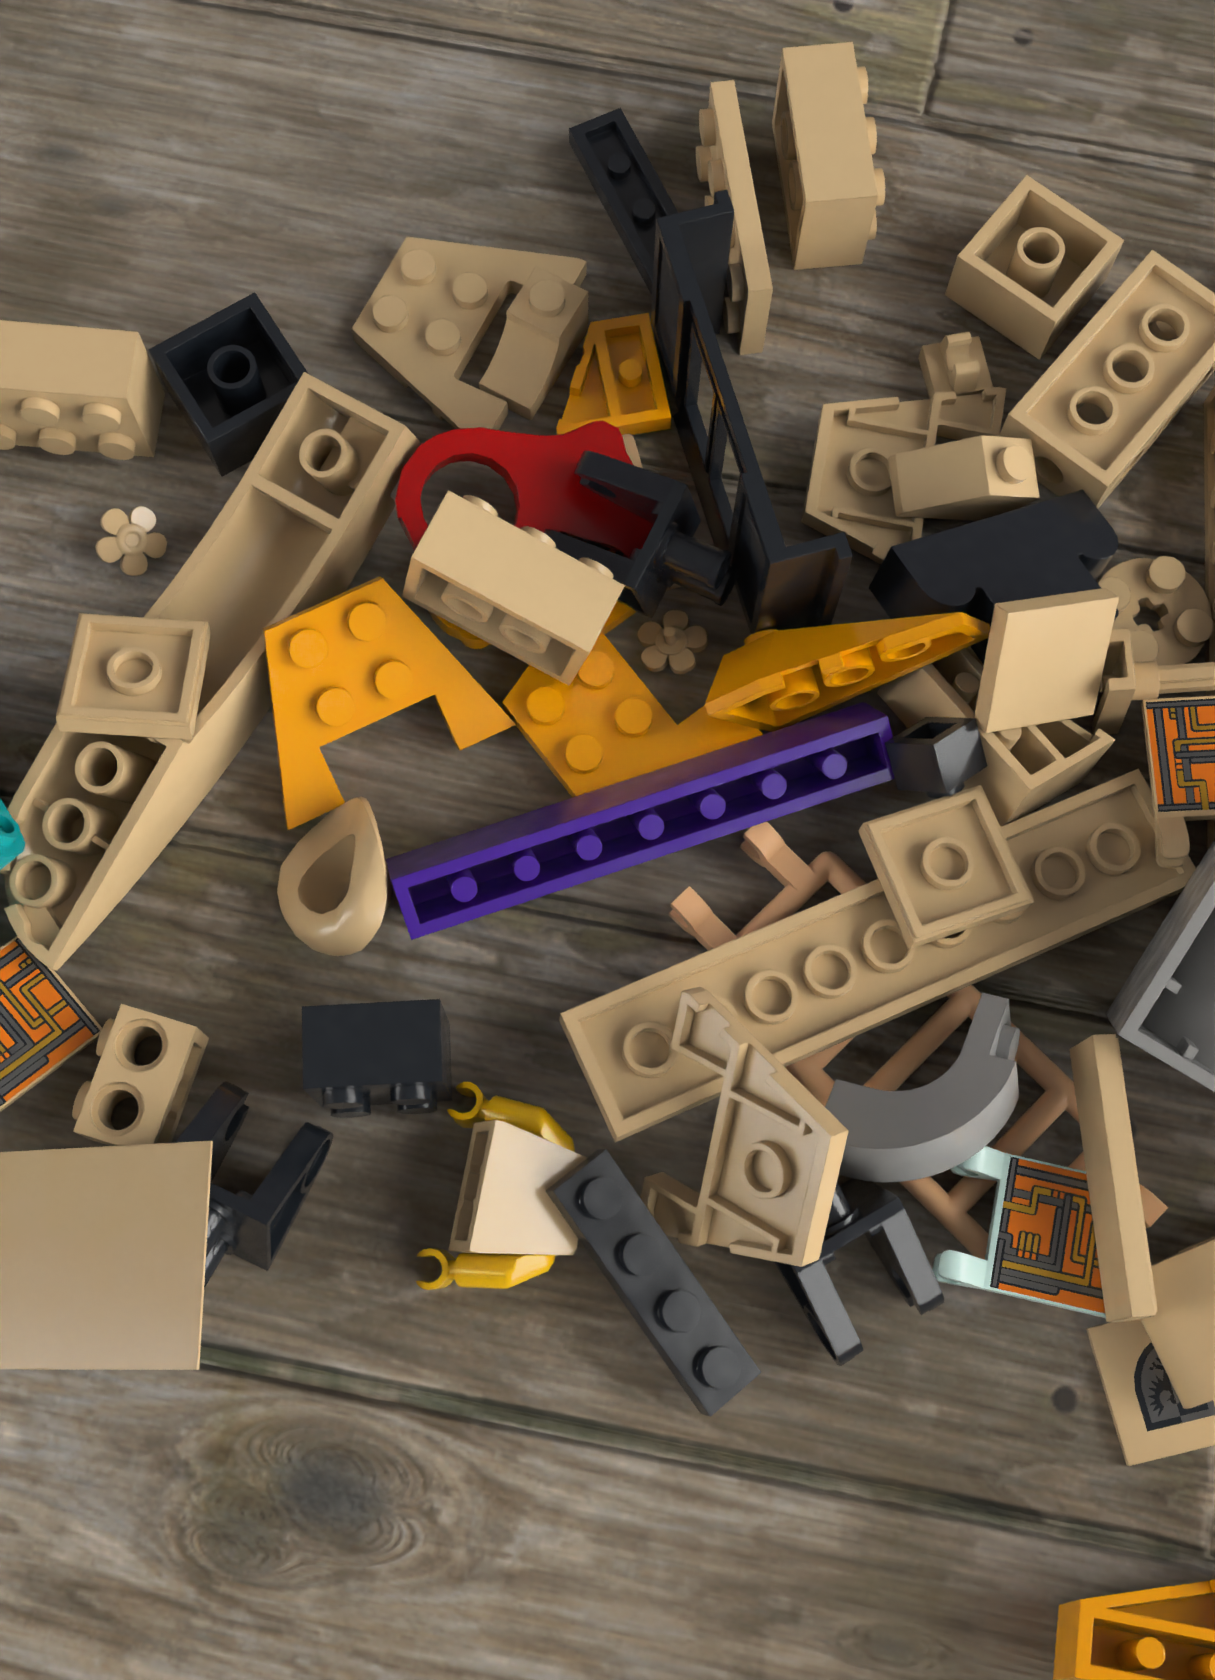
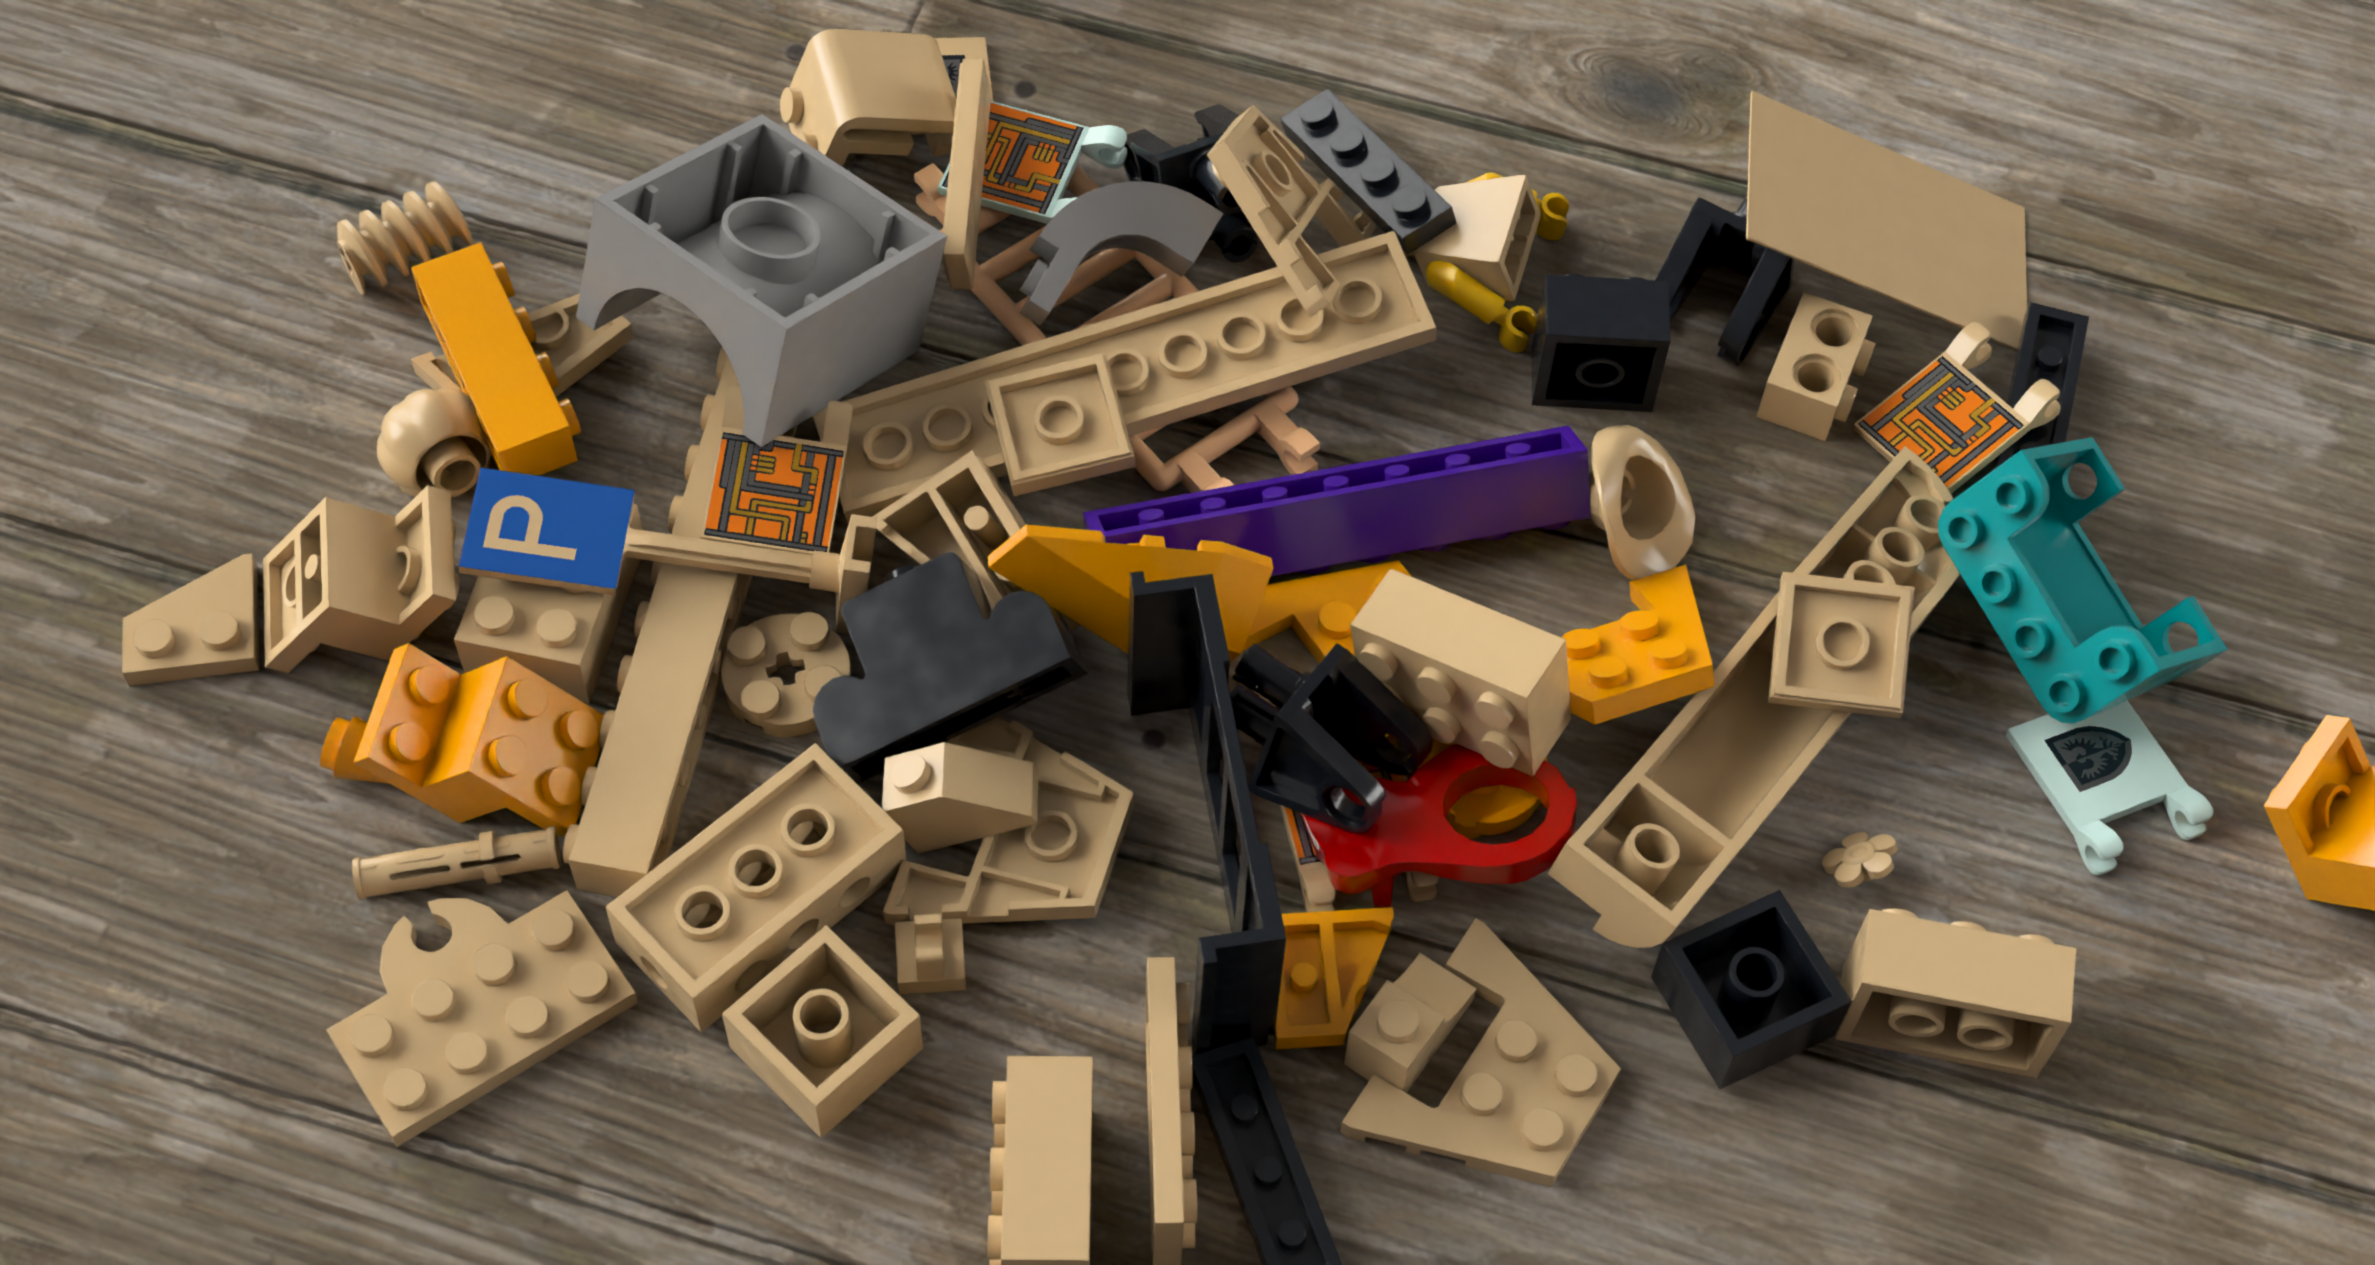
camera: 175 degrees left, 15 degrees down
(936, 755) = (1068, 508): black plate -> none
(1045, 659) = (936, 540): tan tile -> none

